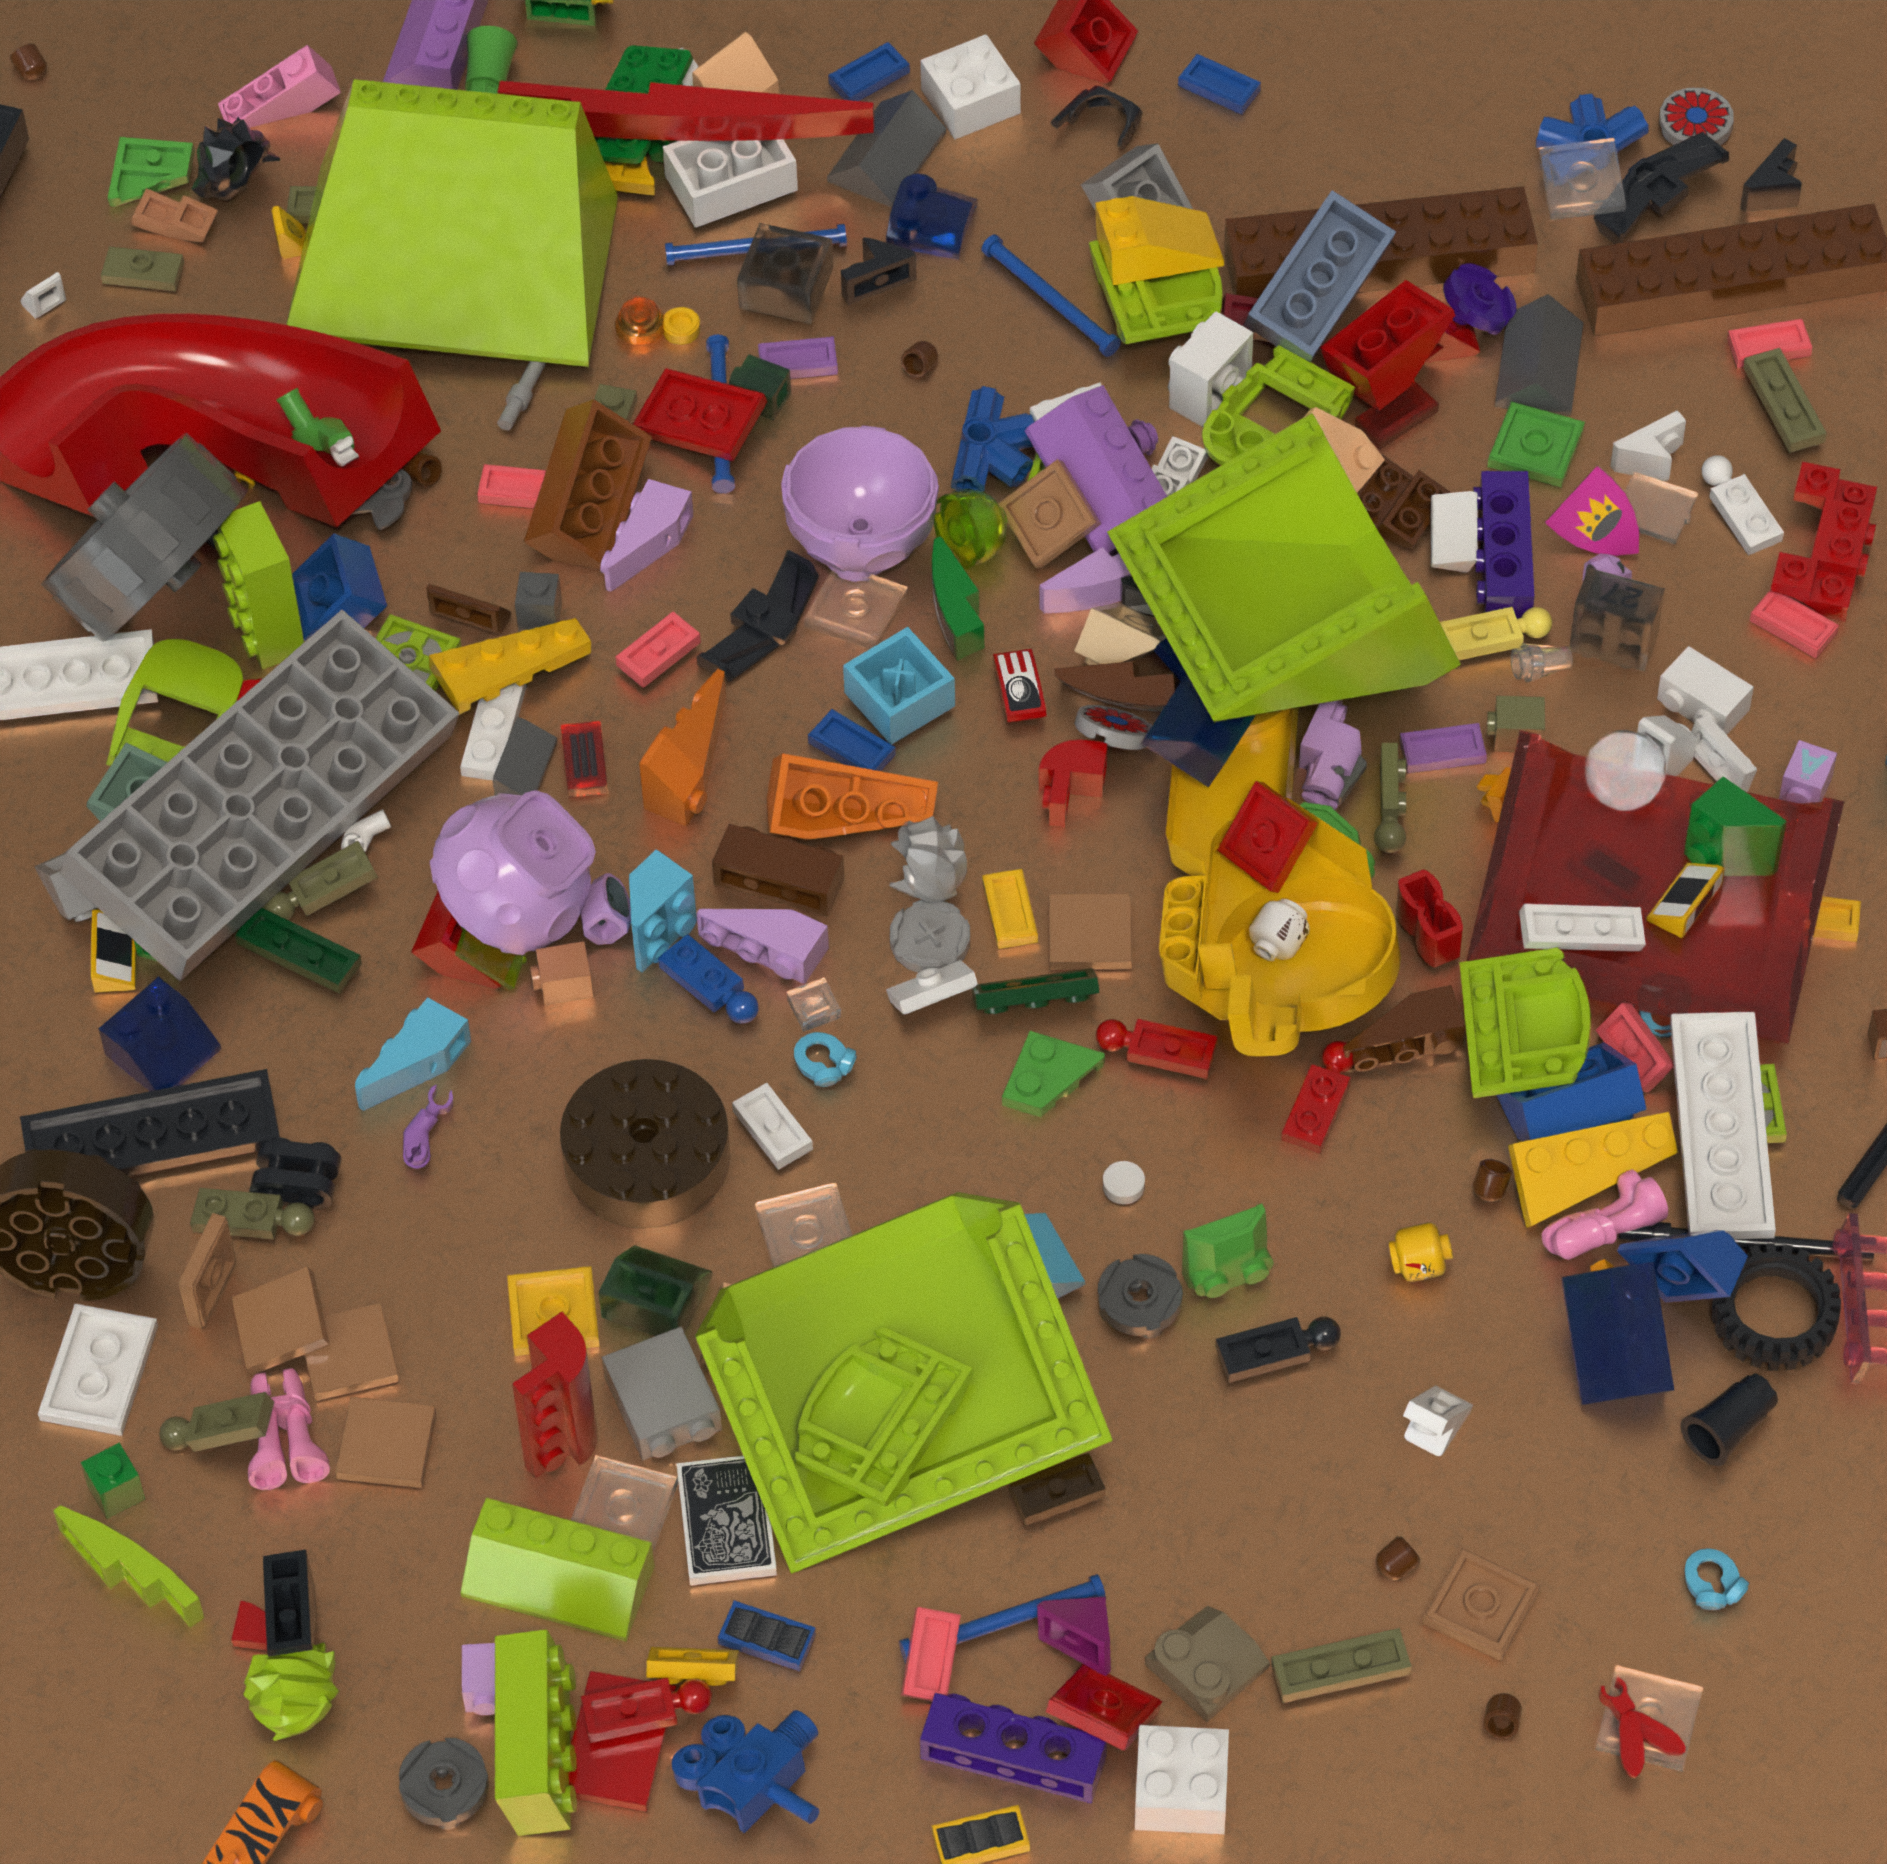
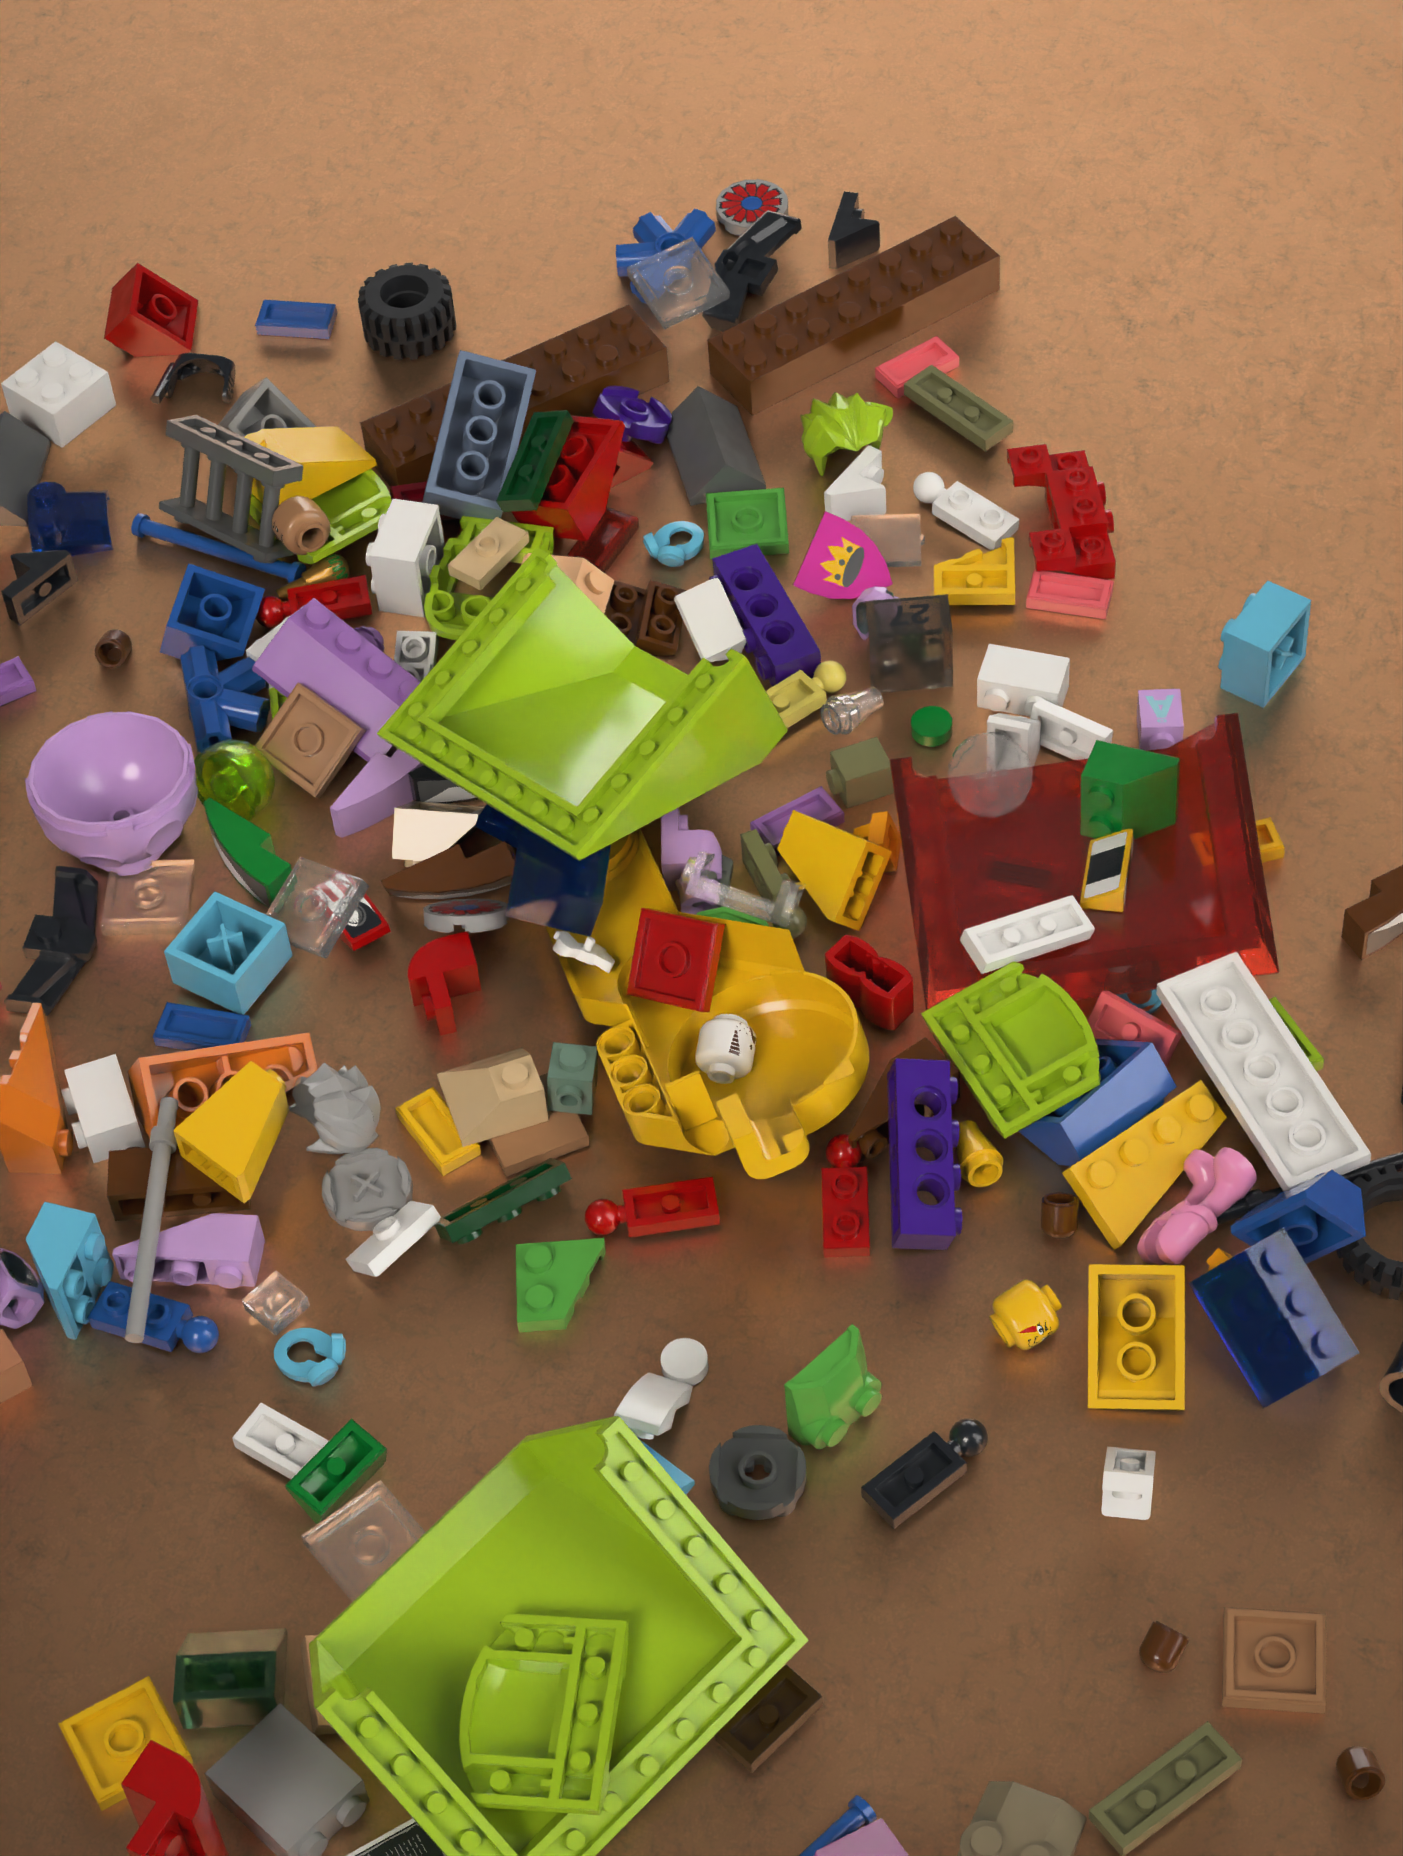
camera: 20 degrees left, 5 degrees down
(645, 1143) = (162, 1562): dark brown brick -> none
(740, 783) = (103, 1108): none -> white brick
(773, 835) = (163, 1145): none -> light grey bar
(804, 1162) = (337, 1471): none -> green slope
(838, 846) = (236, 1130): none -> yellow slope
(990, 670) = (316, 905): none -> clear tile
(1015, 361) = (211, 613): none -> blue slope
(1066, 897) = (494, 1096): none -> tan slope
(1077, 1206) = (652, 1404): none -> white slope
(1104, 234) = (249, 462): none -> dark grey fence
(1122, 381) = (343, 597): none -> red plate
(1126, 305) = (300, 525): none -> medium nougat head
(1133, 356) = (327, 569): none -> pearl gold piece
(1136, 907) = (572, 1078): none -> sand green brick
(1199, 802) = (588, 952): none -> white piece
(1283, 392) = (488, 553): none -> tan plate
(1327, 94) = (407, 311): none -> black tyre
(1346, 804) = (777, 912): none -> clear panel
(1359, 319) = (535, 461): none -> dark green plate
(1365, 1140) = (912, 1221): none -> dark purple brick
(1448, 1104) = (977, 1157): none -> yellow cone
(1449, 802) = (835, 866): none -> yellow slope
(1453, 453) = (674, 555): none -> medium azure piece
(1502, 1305) = (1136, 1337): none -> yellow slope
(1605, 703) = (931, 726): none -> green tile
(1662, 382) = (842, 425): none -> lime hair
(1717, 576) = (978, 577): none -> yellow wing

